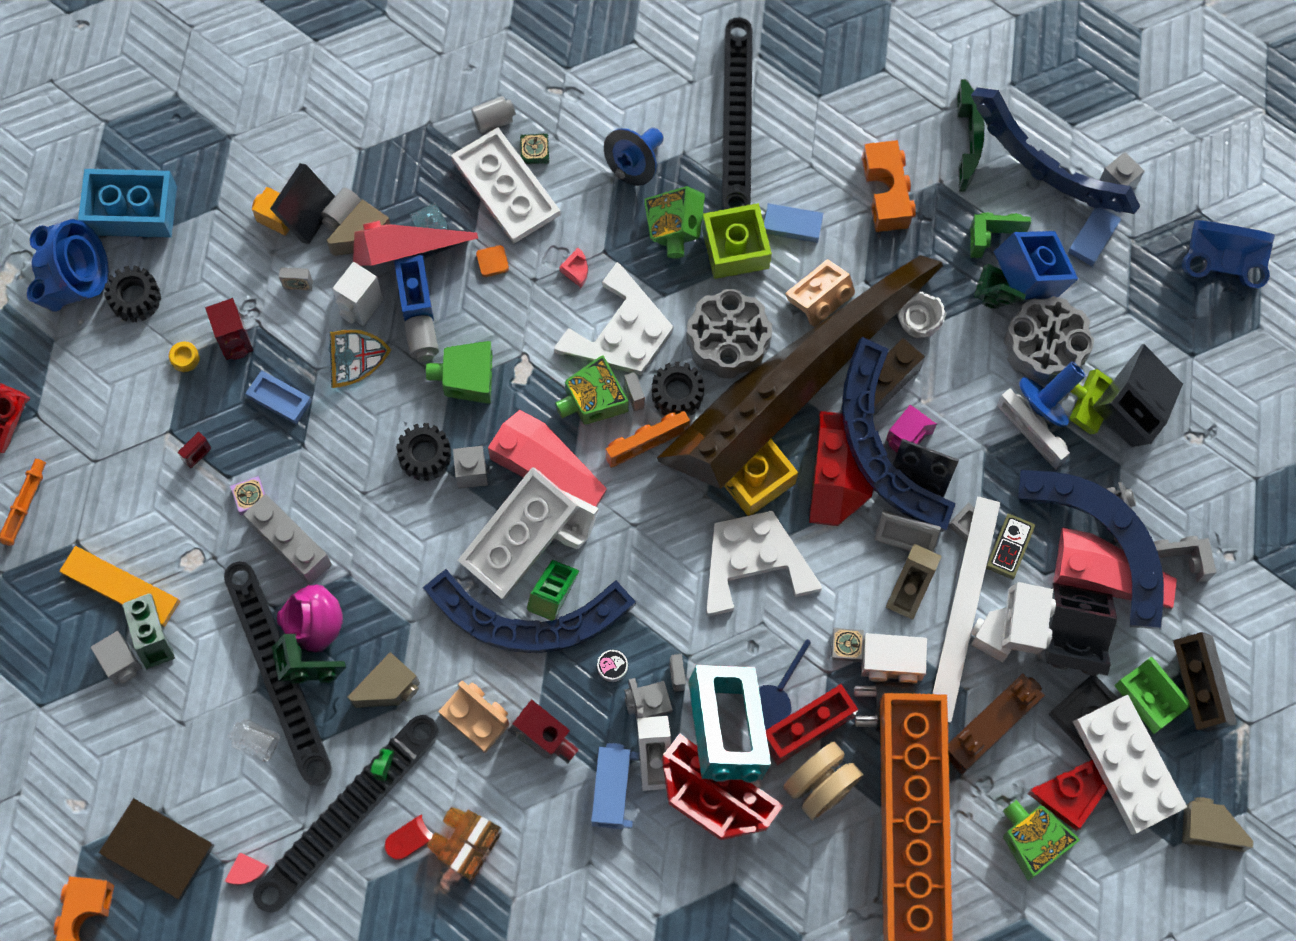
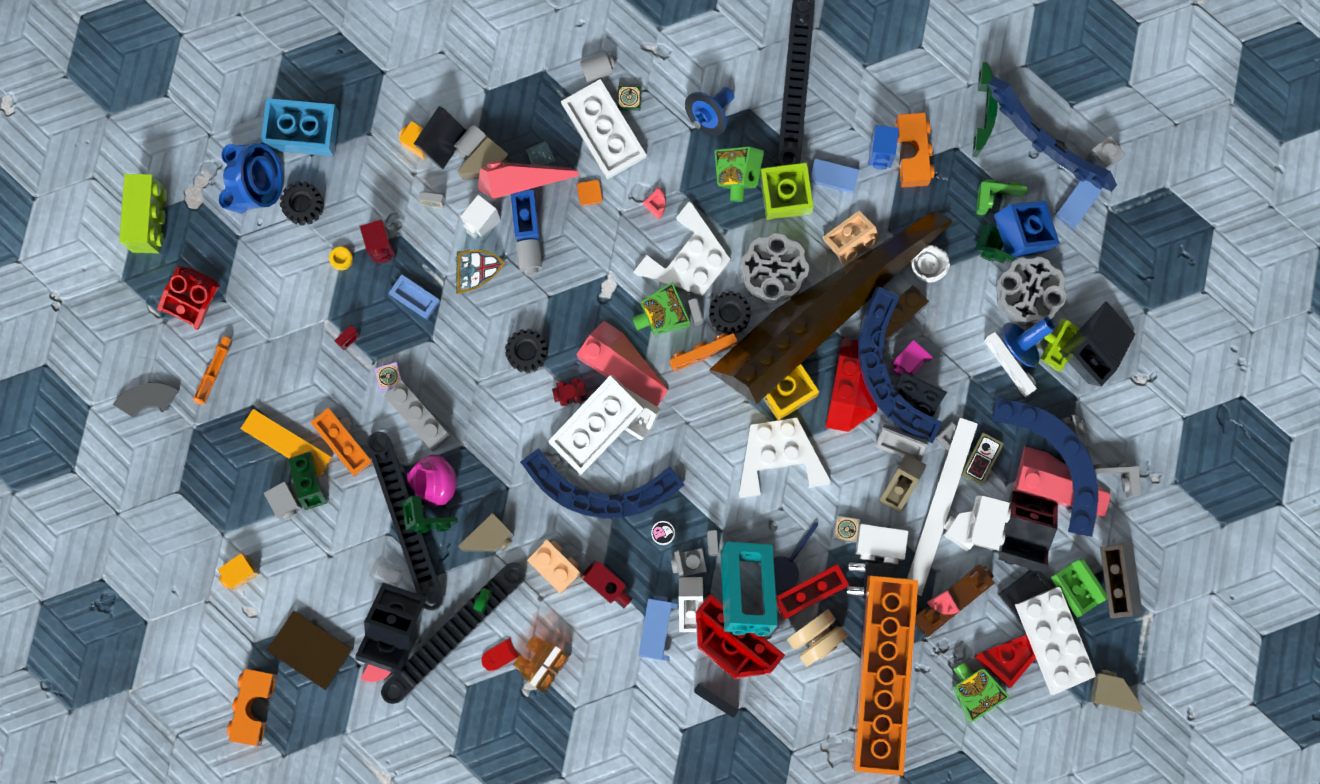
camera: 10 degrees right, 10 degrees up
(58, 753) = (237, 572): none -> light orange brick
(191, 579) = (341, 442): none -> orange plate
(263, 809) = (391, 628): none -> black bracket
(465, 371) = (562, 287): bright green torso -> none
(470, 467) = (562, 366): light grey brick -> none
(475, 499) = (564, 393): none -> dark red piece
(552, 591) = (615, 482): green slope -> none
(696, 874) = (715, 701): none -> black tile
(850, 181) = (883, 147): none -> blue brick
(982, 726) = (943, 604): none -> coral tile
(1230, 251) = (1186, 226): blue piece -> none

